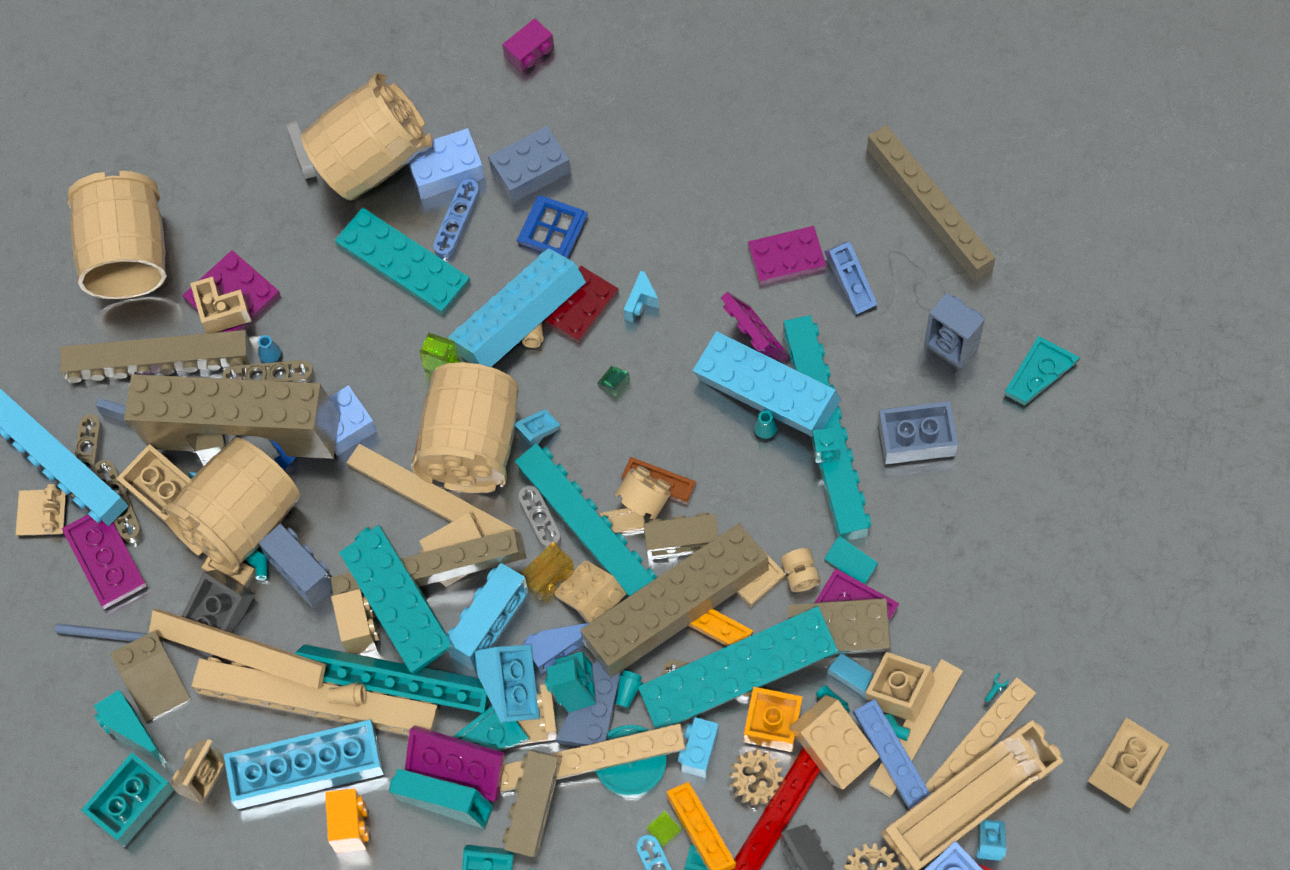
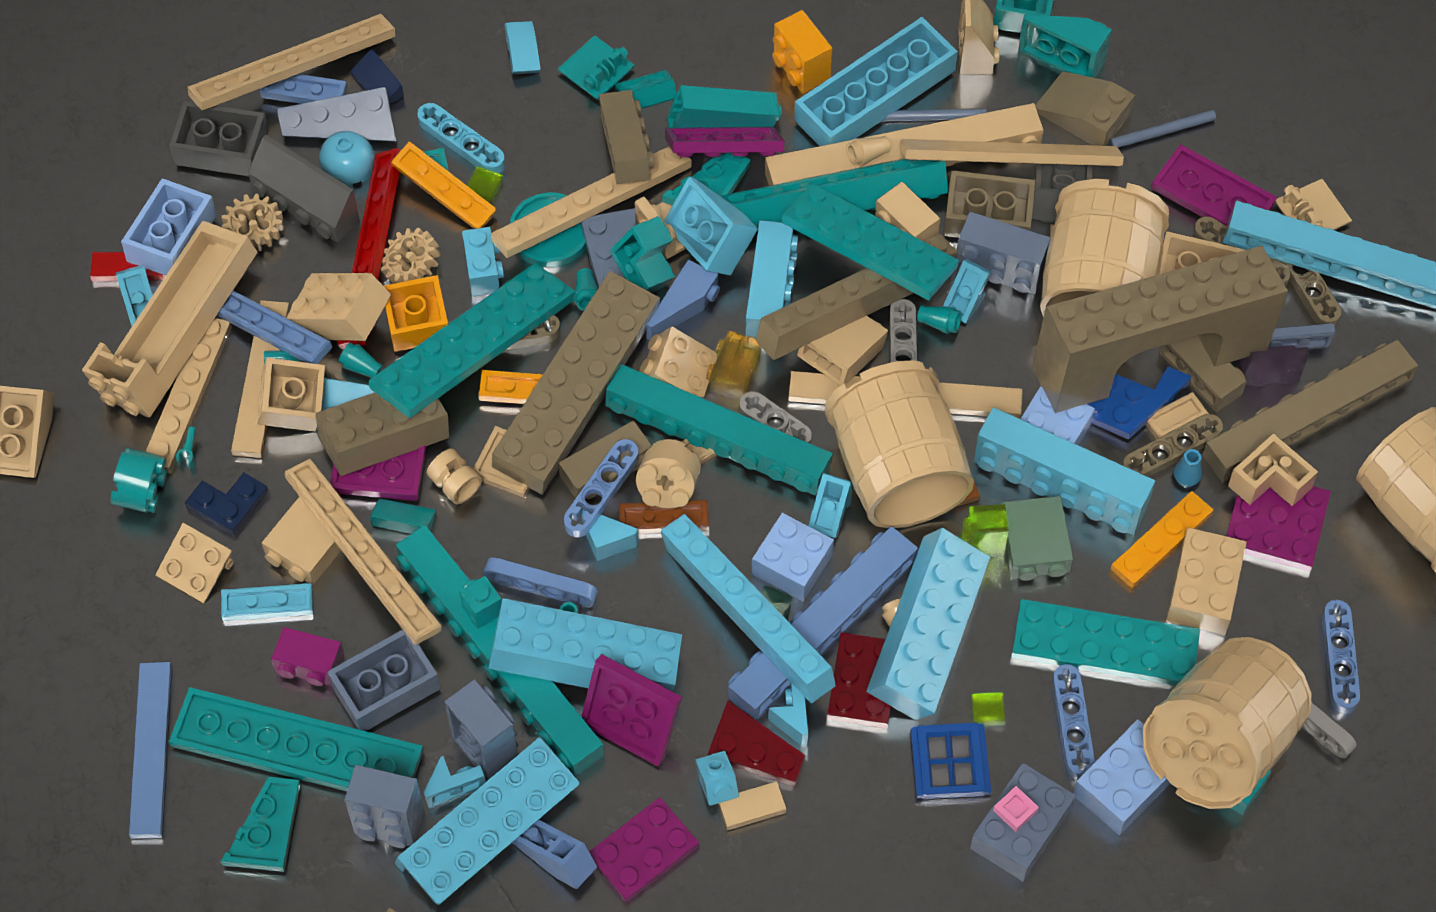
camera: 150 degrees right, 5 degrees down
(251, 186) = (1340, 656): none -> medium blue beam
(259, 725) = (931, 115): none -> sand blue bar
(281, 612) = (991, 196): none -> dark tan brick
(310, 266) = (1206, 581): none -> tan brick
(318, 314) = (1161, 539): none -> light orange plate
(330, 554) = (968, 289): none -> medium azure slope
(366, 381) = (1063, 469): none -> medium azure brick
(401, 345) = (1037, 538): none -> sand green brick
(410, 529) = (897, 346): none -> light grey beam
(507, 250) = (988, 709): none -> clear neon green tile
(534, 153) = (1015, 808): none -> bright pink plate
(583, 403) = (792, 557): none -> light blue brick
(591, 348) = (828, 616): none -> medium blue brick
(638, 367) = (748, 608): none -> medium azure brick
(681, 292) = (755, 747): none -> dark red wing
(700, 253) = (753, 806): none -> tan tile
(700, 505) = (598, 486): none -> medium blue beam
(708, 477) = (611, 537): none -> medium azure slope
(716, 270) = (717, 778): none -> medium azure brick
(773, 464) = (540, 582): none -> medium blue beam
(864, 355) = (481, 728): none -> sand blue brick
(879, 306) = (487, 821): none -> medium azure bracket
(896, 528) = (363, 552): none -> tan tile
(903, 344) = (444, 787): none -> medium azure slope
(930, 570) = (300, 544): none -> tan brick
(965, 478) = (306, 656): none -> magenta brick
(979, 539) = (266, 602): none -> medium azure tile
(983, 626) = (229, 509): none -> dark blue plate
(999, 419) = (286, 741): none -> teal plate
(1022, 589) = (194, 562): none -> tan hinge
(1045, 665) = (137, 480): none -> teal brick
(1102, 464) = (150, 750): none -> medium blue tile

